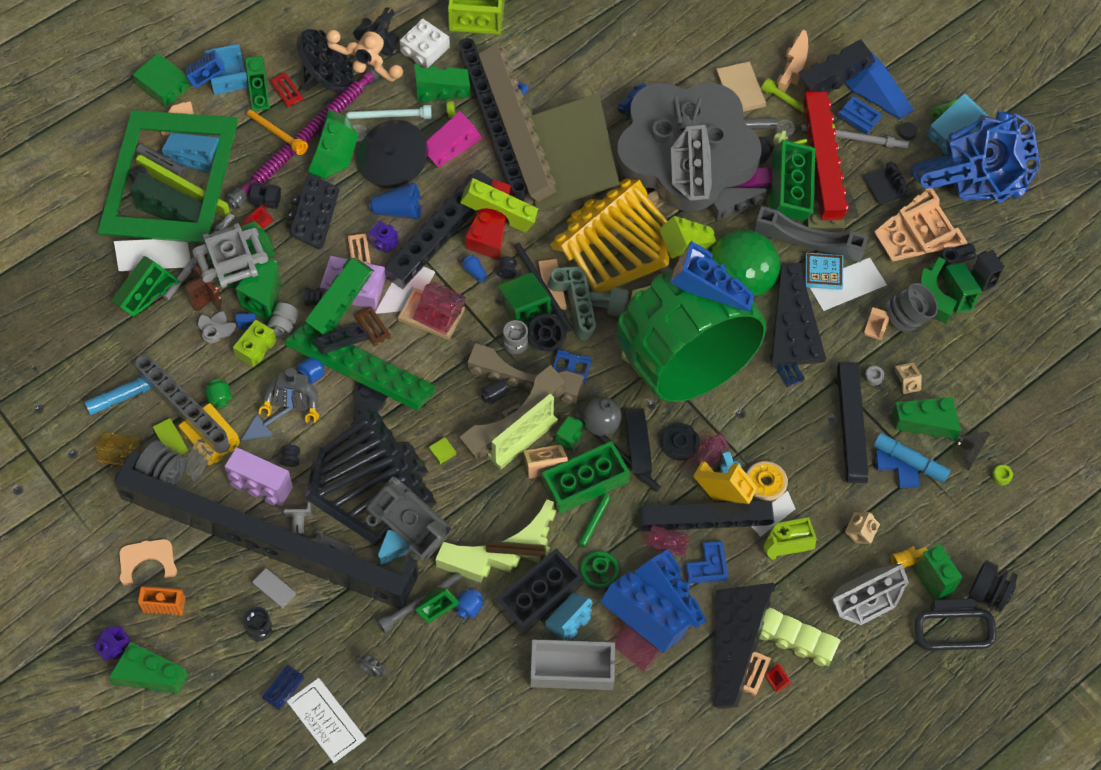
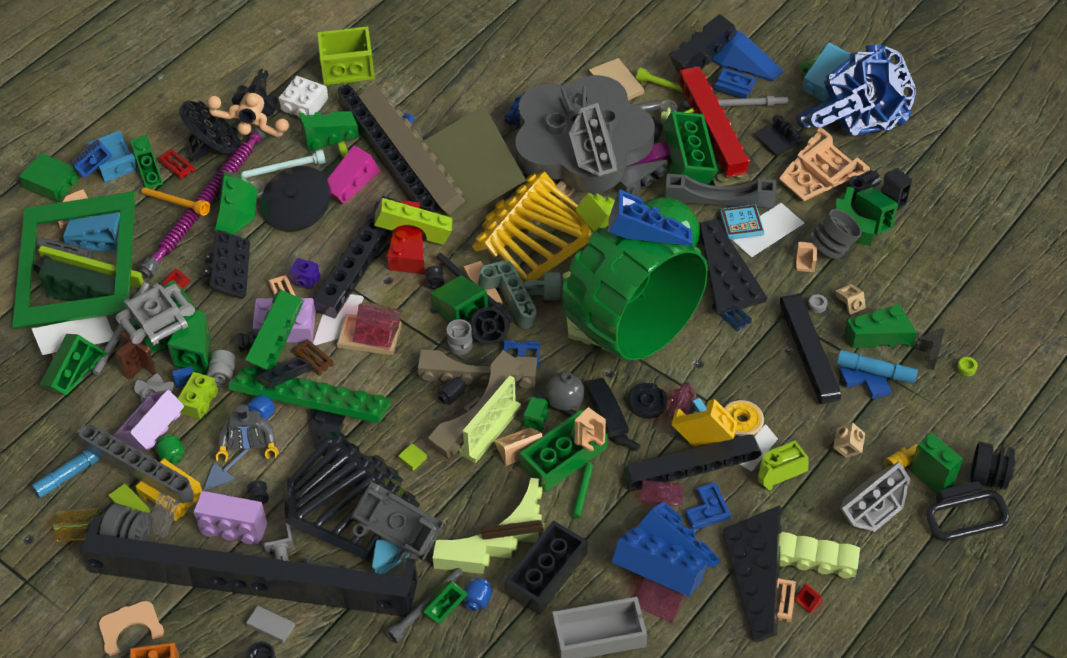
camera: 10 degrees left, 10 degrees down
(203, 362) = (150, 420): none -> lavender brick
(264, 195) = (177, 259): black wheel -> none
(399, 202) = (311, 240): blue cone -> none
(474, 268) = (402, 284): blue cone -> none
(569, 617) = (584, 583): medium azure slope -> none
(599, 562) = (601, 525): green piece -> none
(611, 464) = (588, 428): none -> light nougat hinge
(795, 62) = (661, 48): light nougat slope -> none
(907, 131) = (783, 89): black tile -> none

